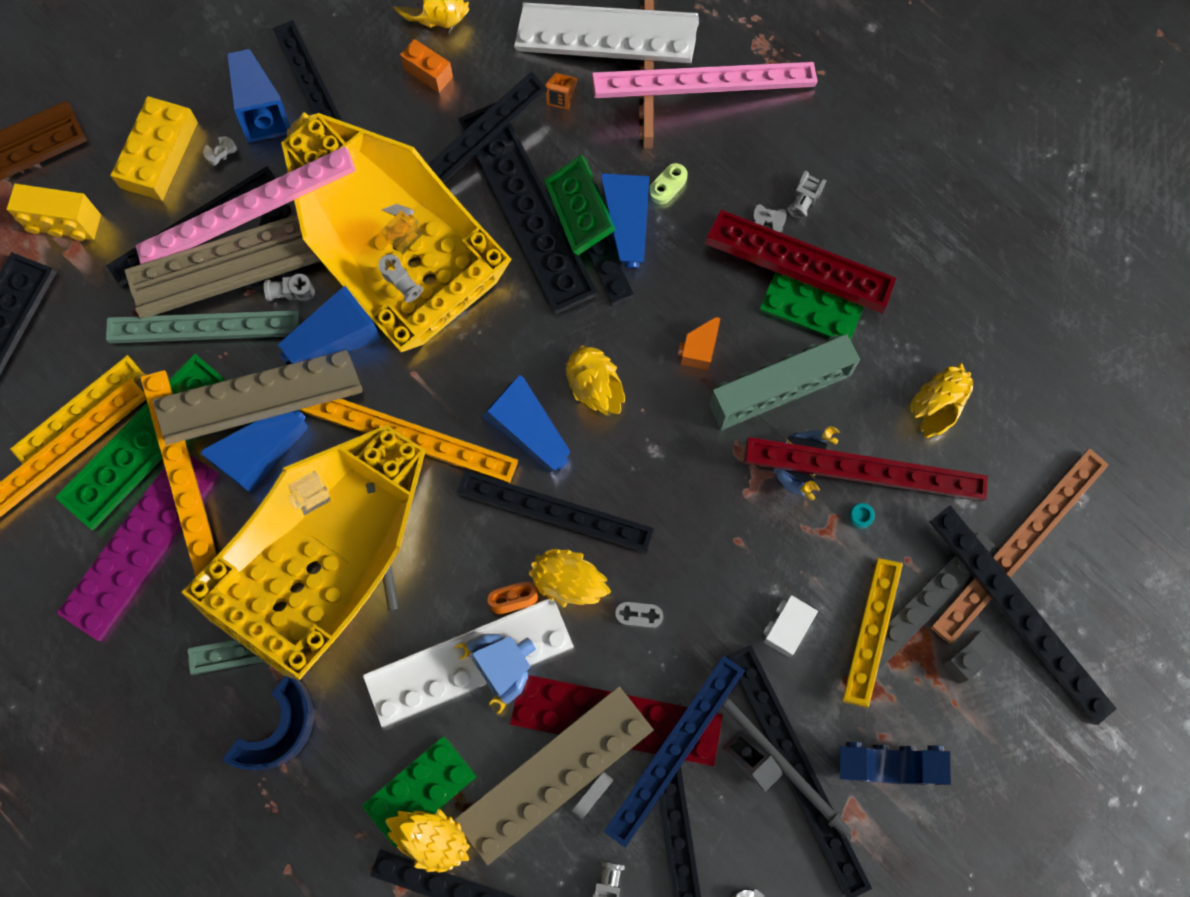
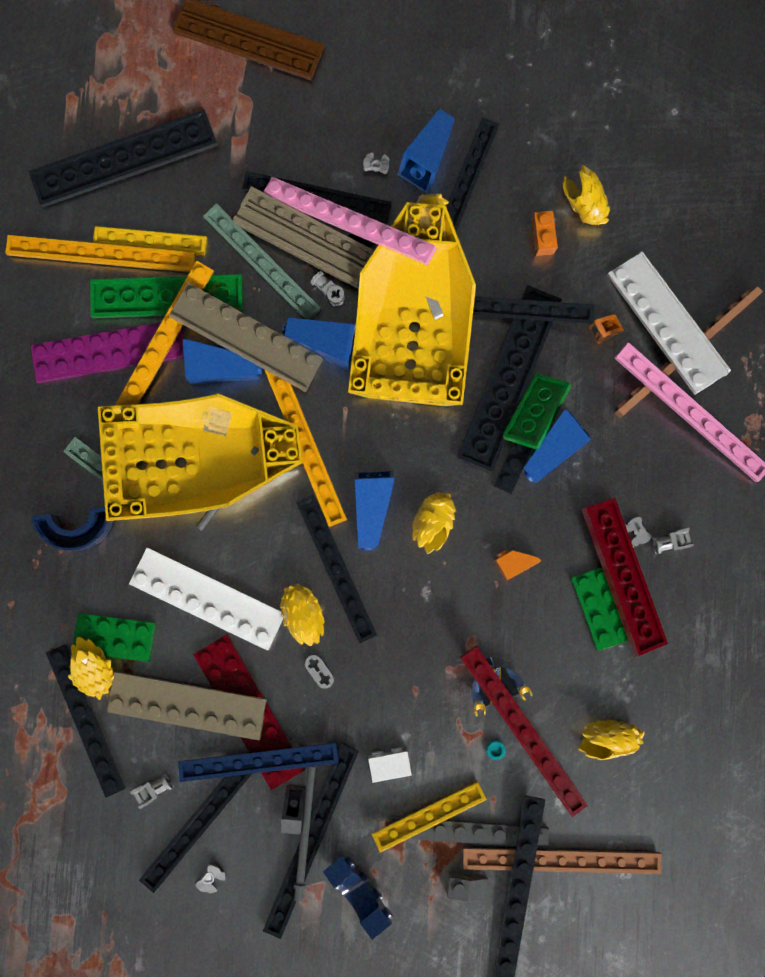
camera: 45 degrees right, 10 degrees up
(54, 212) = (248, 110): yellow brick -> none
(154, 148) = (341, 125): yellow brick -> none
(399, 277) = (388, 352): light grey connector -> none
(402, 231) = (418, 326): clear yellow brick -> none
(500, 664) = (218, 619): medium blue torso -> none
(512, 597) = (264, 590): orange plate -> none
(592, 795) = (194, 736): light grey beam -> none
(669, 182) = (604, 450): yellowish green plate -> none
(783, 381) = (537, 635): sand green brick -> none

